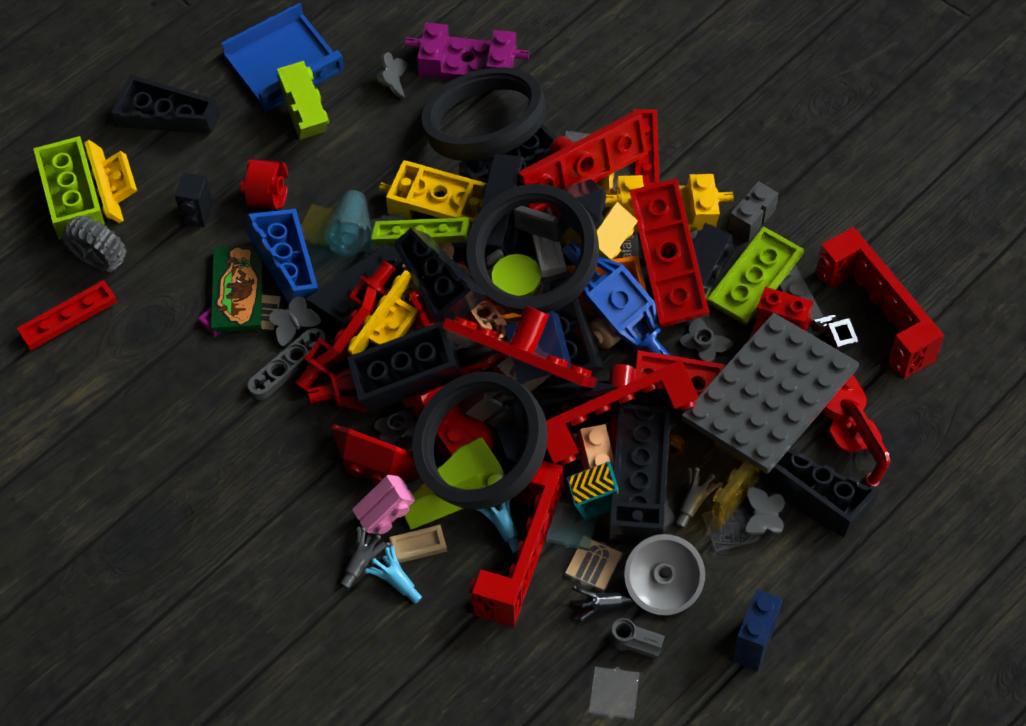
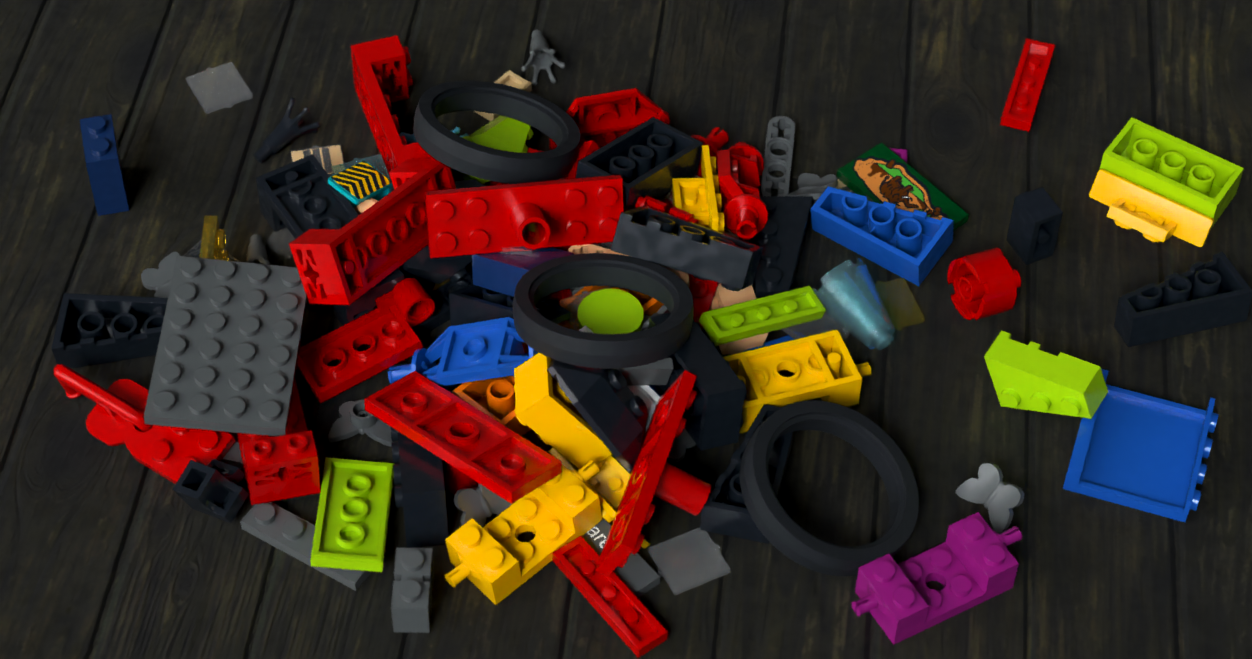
camera: 140 degrees right, 10 degrees down
(94, 243) = (1074, 132): dark grey gear -> none
(384, 505) = (554, 83): bright pink brick -> none
(395, 575) = (496, 55): medium azure piece -> none
(639, 639) = (235, 120): dark grey piece -> none
(669, 593) = (233, 174): light grey dish -> none
(918, 336) = (103, 539): red plate -> none

